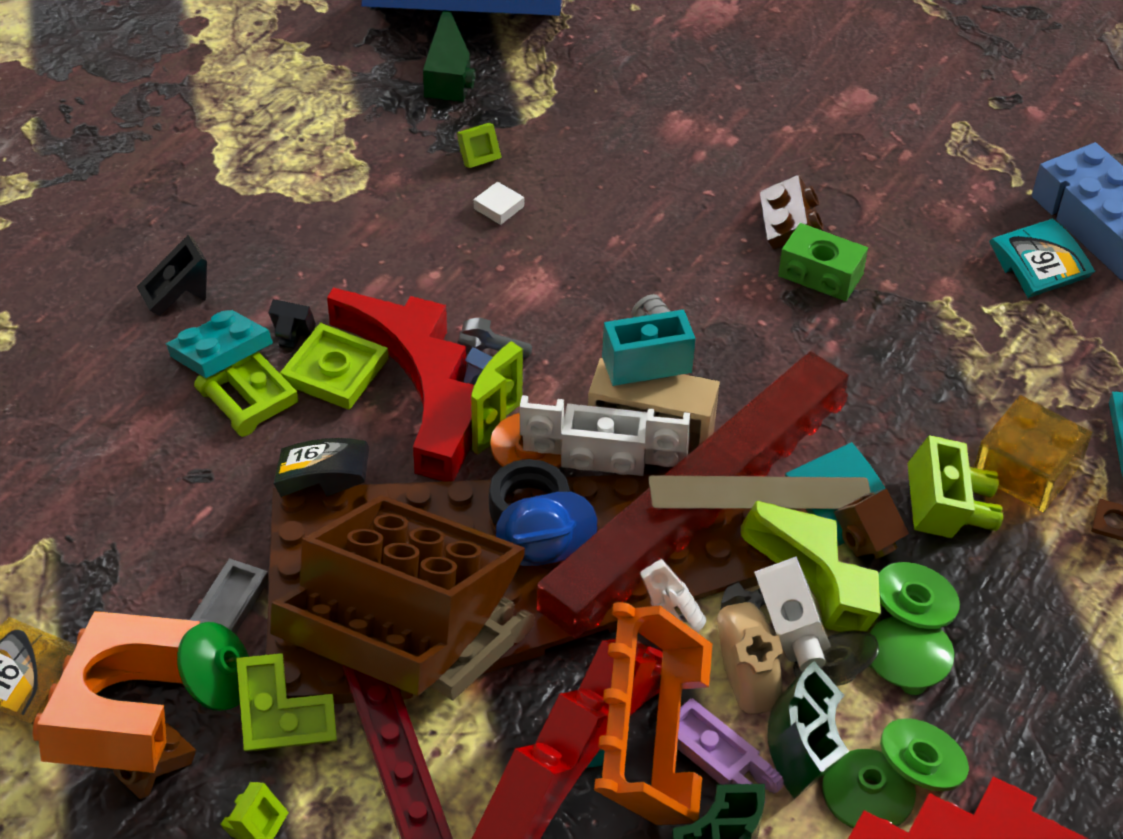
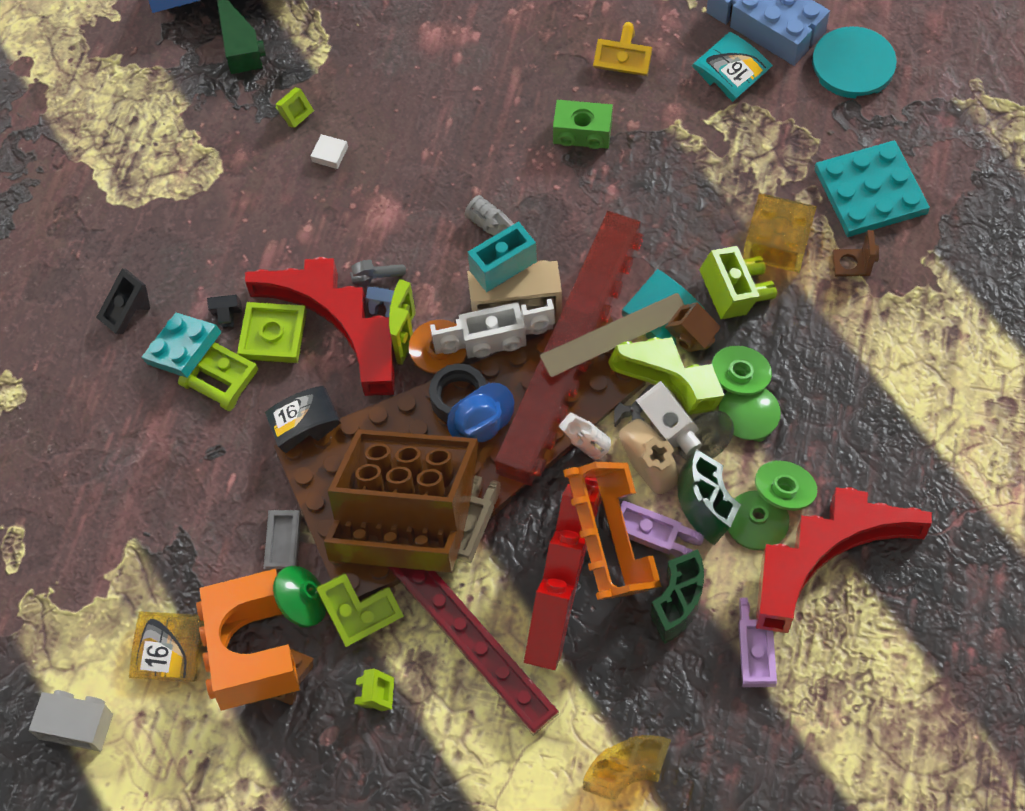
camera: 15 degrees left, 15 degrees up
(787, 206) = (543, 88): bracket -> none
(906, 207) = (623, 55): none -> yellow plate

